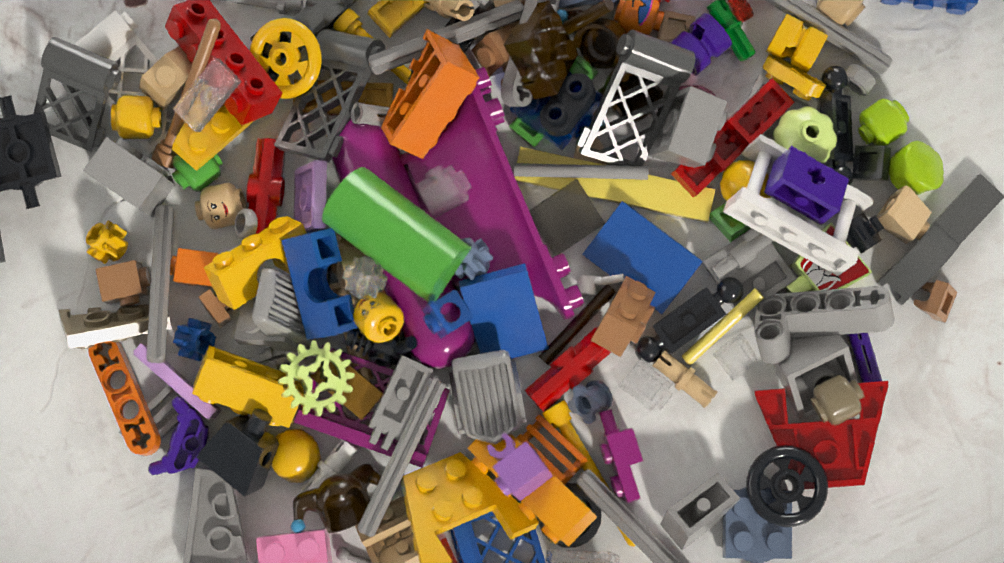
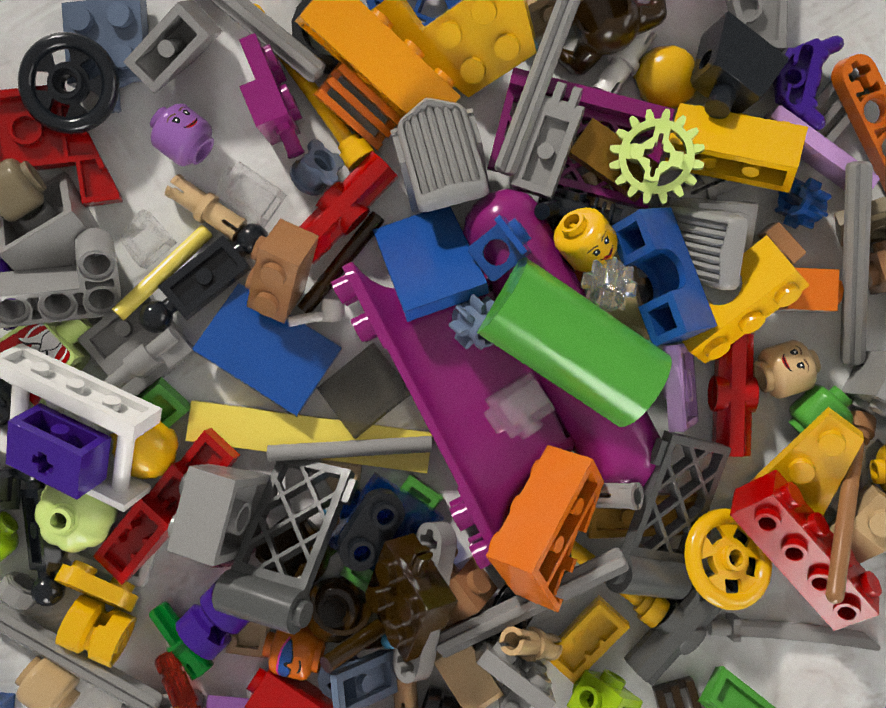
camera: 175 degrees right, 5 degrees up
(207, 95) = (829, 503): clear plate -> none
(246, 223) = (757, 347): light grey piece -> none
(518, 468) = (390, 64): medium lavender brick -> none
(699, 438) = (181, 134): none -> medium lavender head

